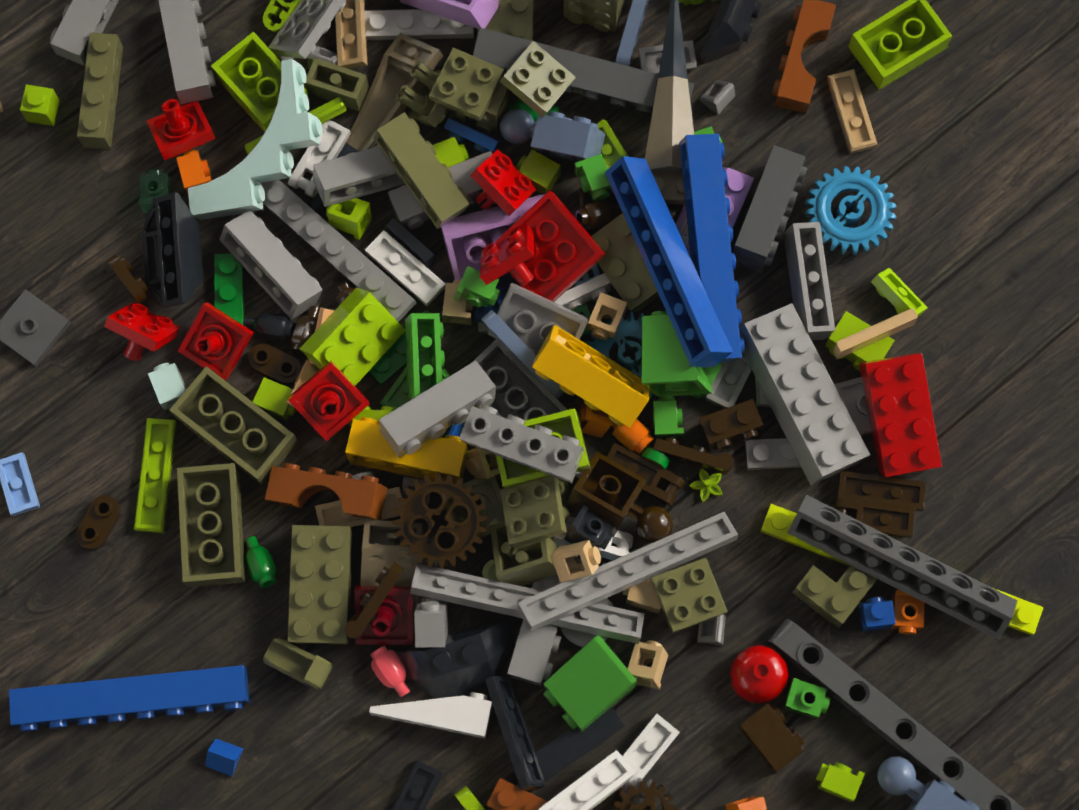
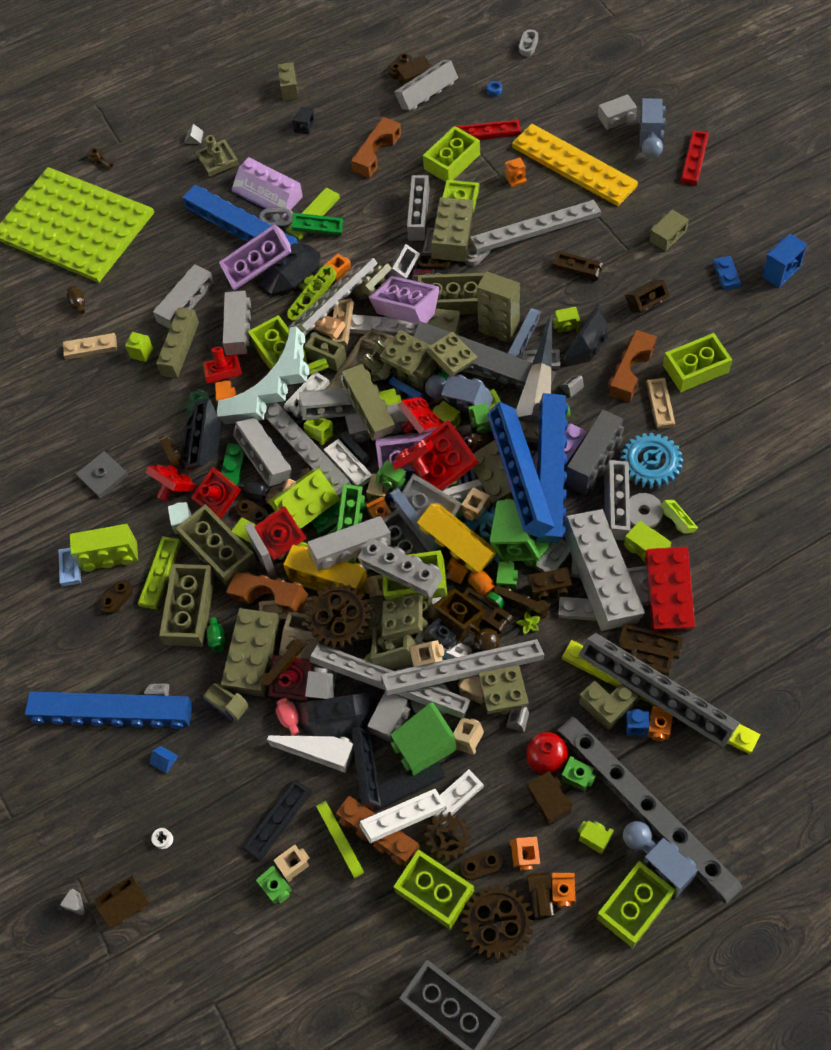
camera: 15 degrees right, 15 degrees down
(66, 452) = (104, 547): none -> lime brick
(193, 658) = (157, 689): none -> light grey slope
(306, 433) = (261, 551): none -> light grey tile
(339, 40) = (329, 326): none -> light nougat plate
(460, 334) = (378, 508): none -> orange brick
(860, 280) = (647, 502): none -> light grey tile
(875, 333) = (657, 534): tan tile -> none

